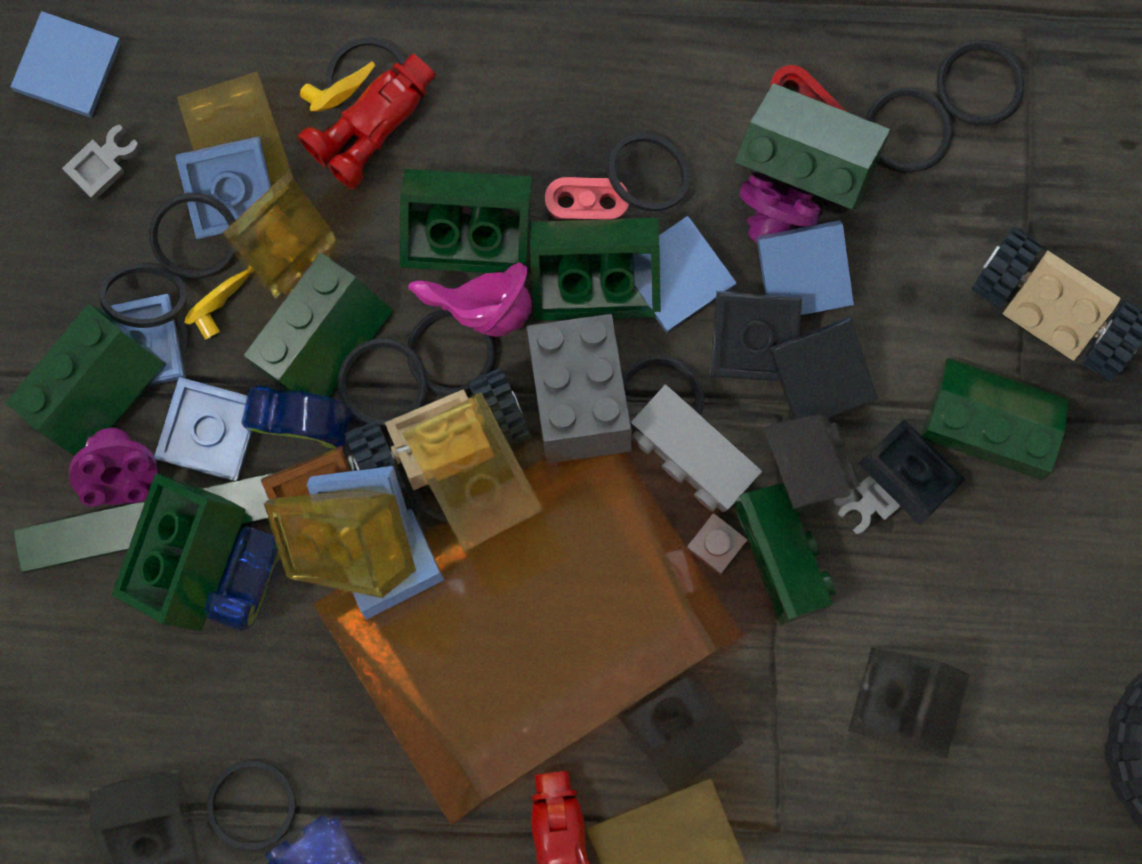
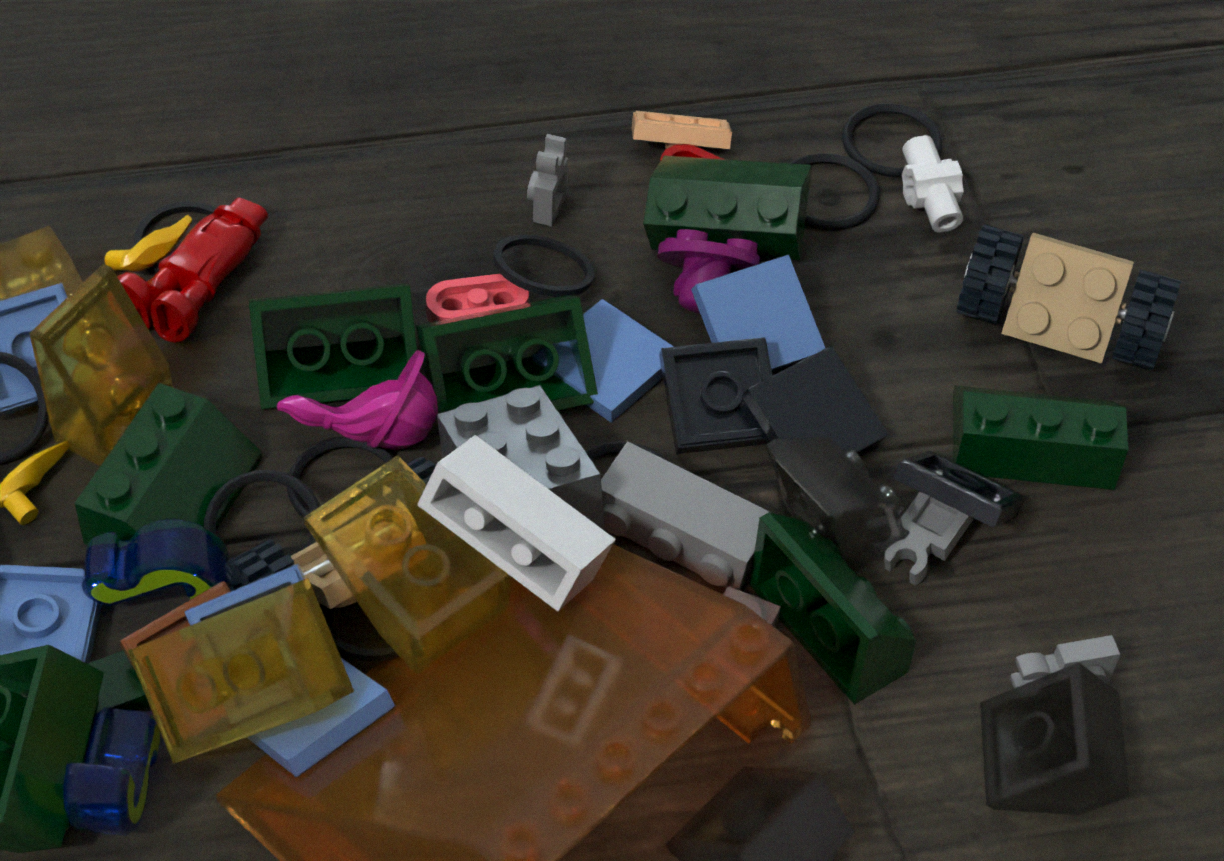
camera: 15 degrees left, 30 degrees down
(555, 474) = (515, 522): none -> white brick
(671, 90) = (549, 183): none -> light grey plate
(799, 46) = (681, 130): none -> light nougat plate
(951, 643) = (1096, 654): none -> light grey plate
(995, 147) = (932, 183): none -> white axle

